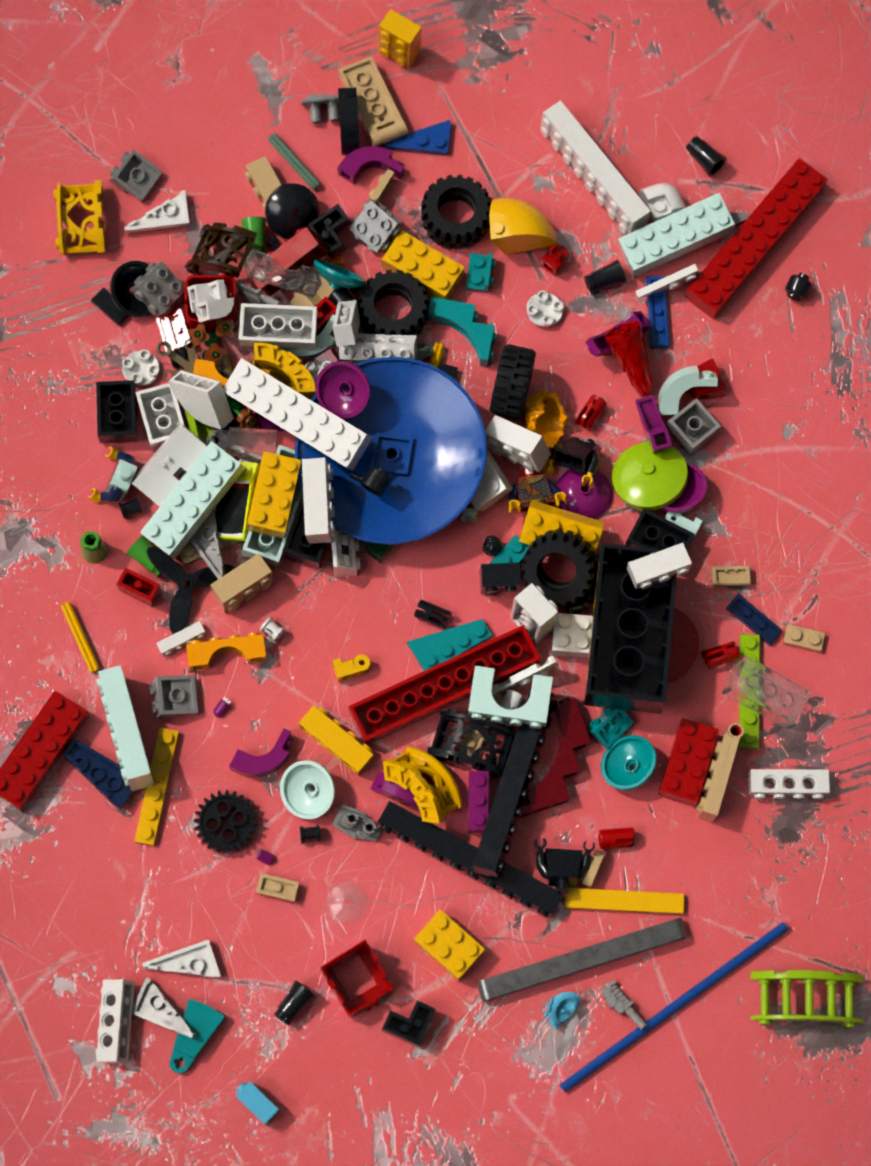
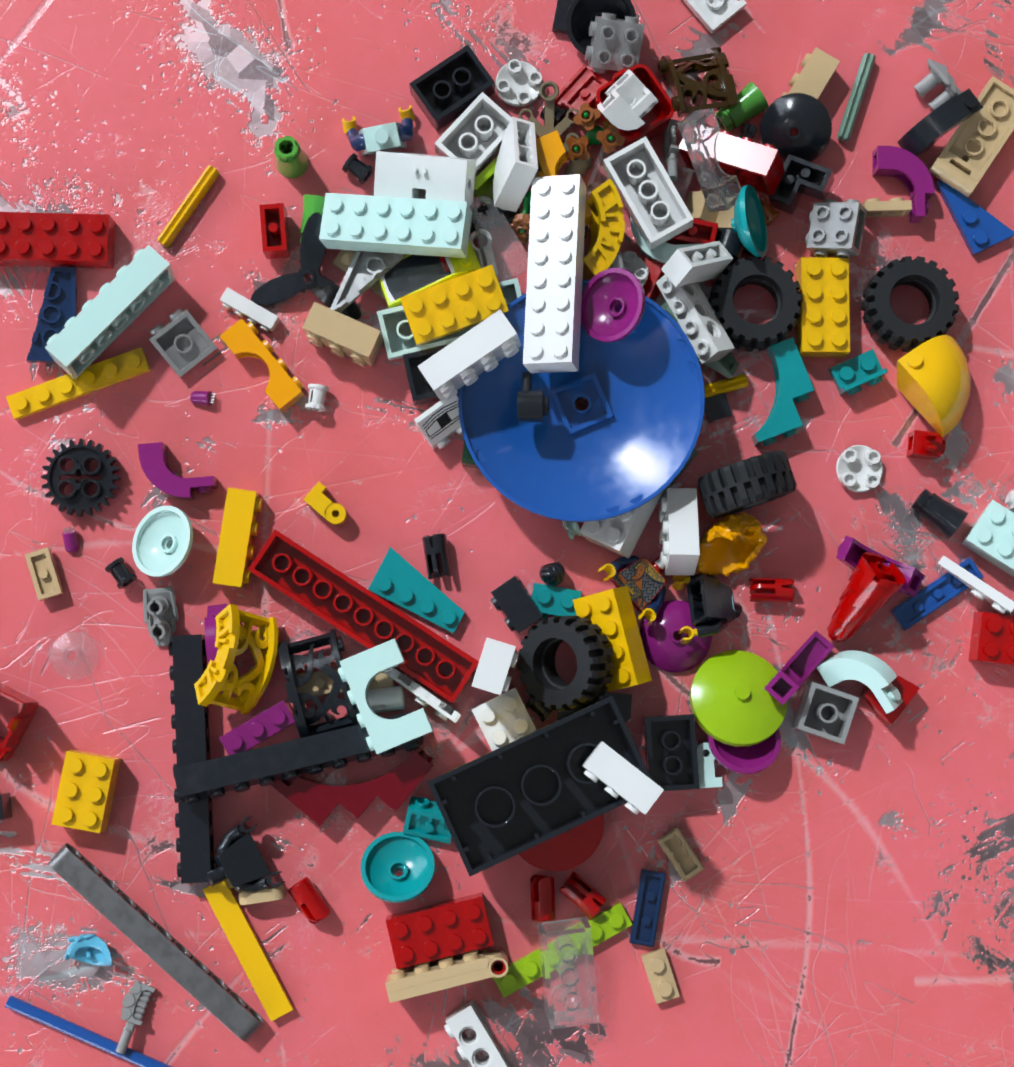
camera: 60 degrees right, 10 degrees up
(706, 682) = (542, 898): none -> red arm

